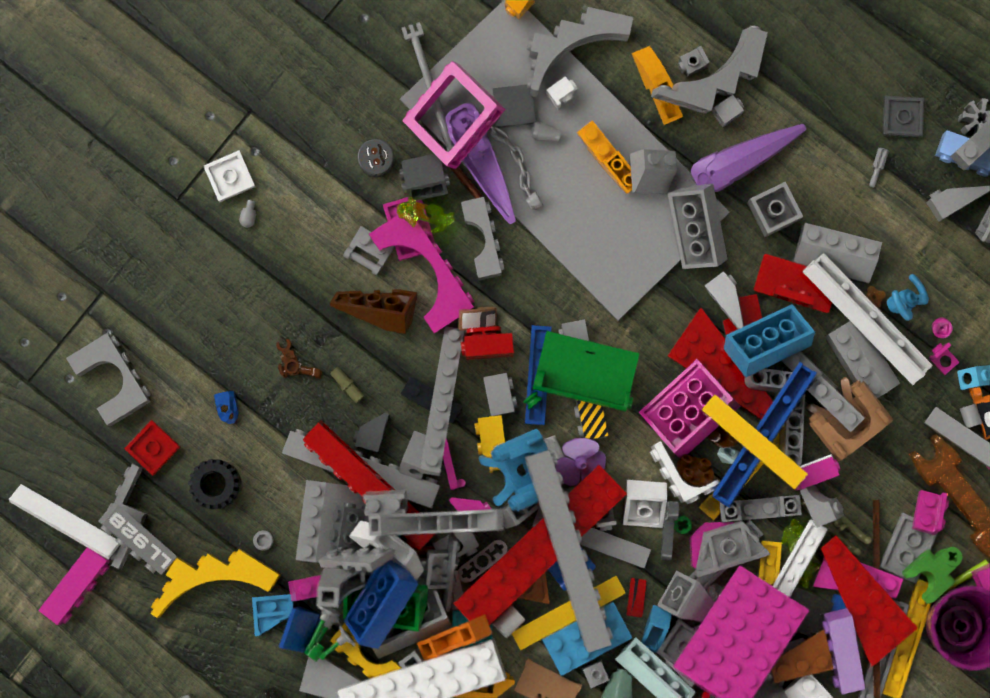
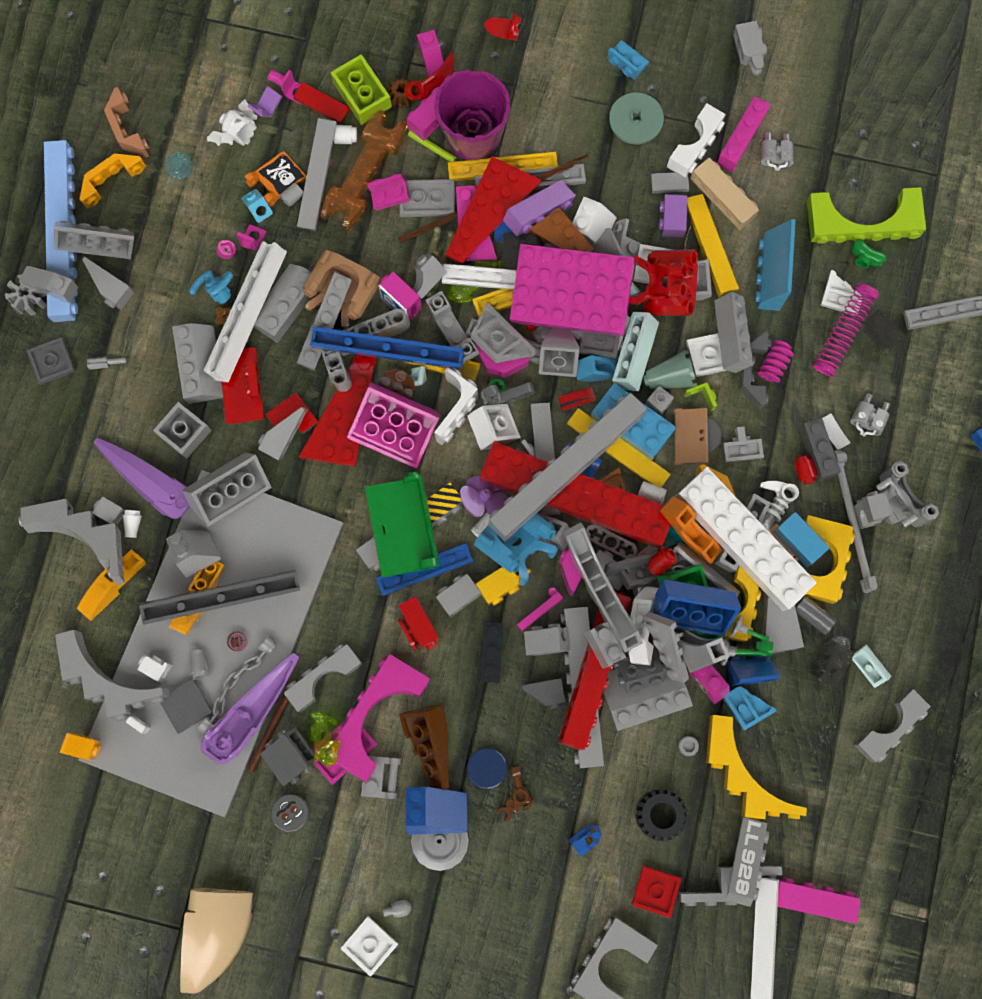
camera: 115 degrees left, 5 degrees down
(292, 290) = (440, 855): none -> light grey piece
(304, 47) = (212, 935): none -> tan panel
(315, 285) = (435, 811): none -> blue slope
(331, 348) = (487, 768): none -> dark blue tile
(347, 384) = (513, 737): olive pin -> none
(414, 37) = (158, 832): light grey hinge -> none
(439, 596) = (662, 561): none -> red brick
(441, 401) = (488, 640): light grey plate -> none
(476, 131) = (202, 718): piece -> none
(477, 317) = (399, 646): slope -> none
(516, 57) = (138, 724): none -> white tile
(532, 400) = (449, 562): green bush -> none
(551, 176) = (237, 641): none -> clear smoke tile
(596, 176) = (218, 597): none -> dark grey tile
(695, 470) = (445, 395): reddish brown dish -> none
(701, 62) = (69, 558): light grey brick -> none
(708, 127) = (131, 522): none -> white cone
(754, 442) = (398, 351): yellow tile -> none
(769, 340) = (302, 382): dark azure brick -> none
(936, 569) = (434, 166): bright green piece -> none

